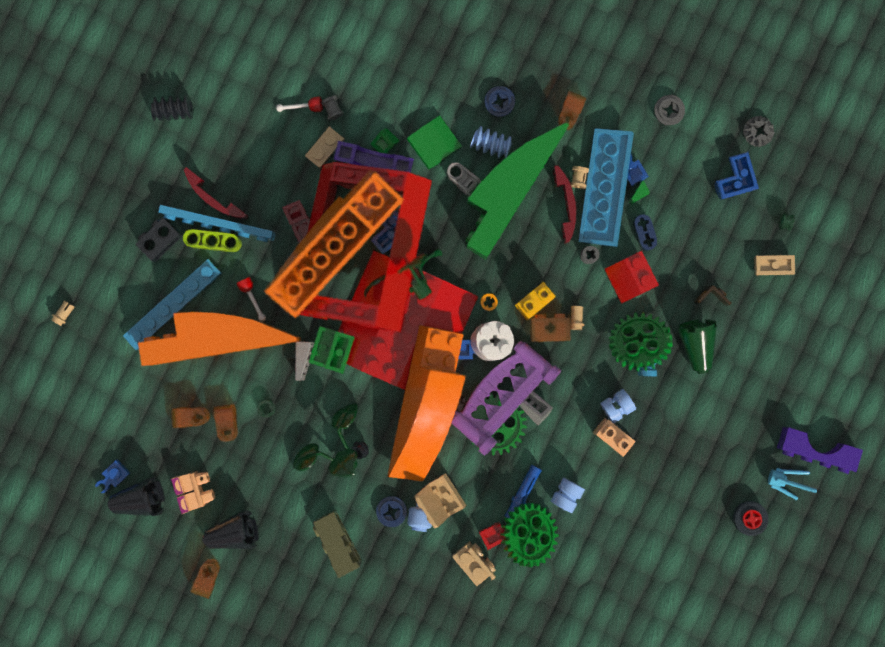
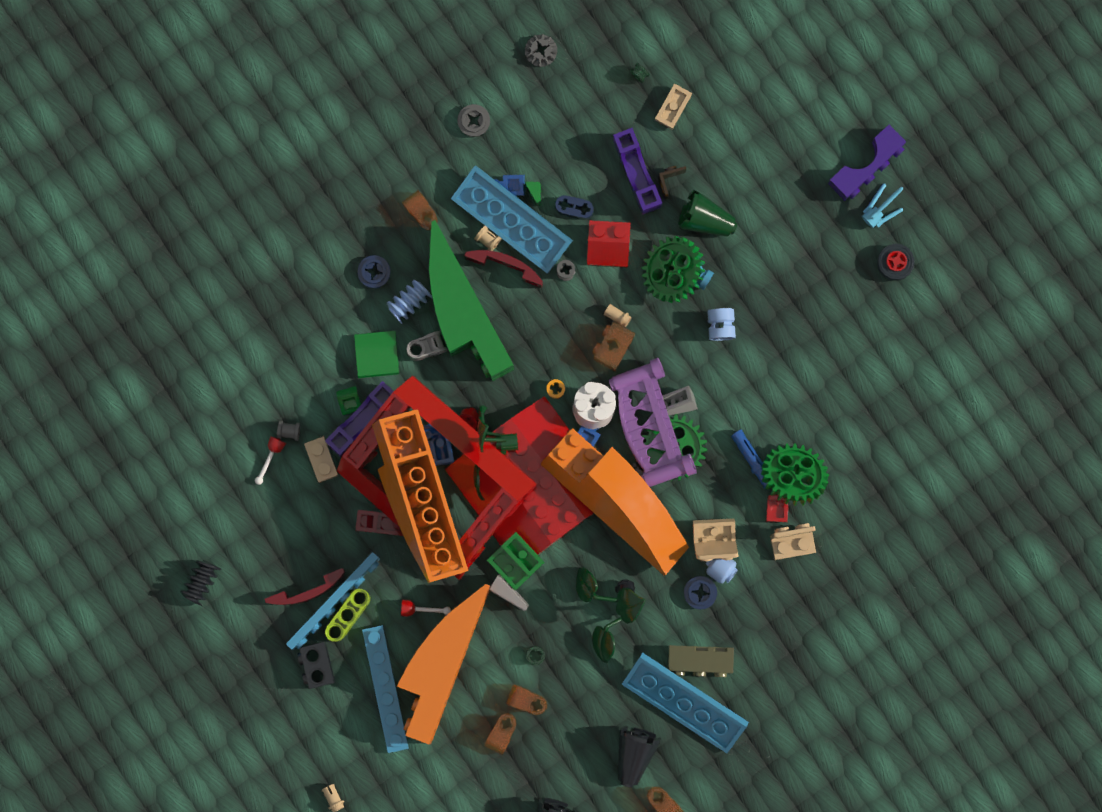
camera: 60 degrees left, 5 degrees down
(194, 499) = (582, 773): light nougat hips -> none
(295, 550) = (685, 703): none -> dark azure plate
(425, 246) = (470, 416): none -> red tile
(535, 301) = (579, 345): yellow hips -> none
(567, 495) = (778, 418): light blue wheel -> none
(614, 437) = (748, 344): light nougat hips -> none
(702, 267) = (636, 171): none -> dark purple arch
(742, 179) = (577, 90): blue brick -> none

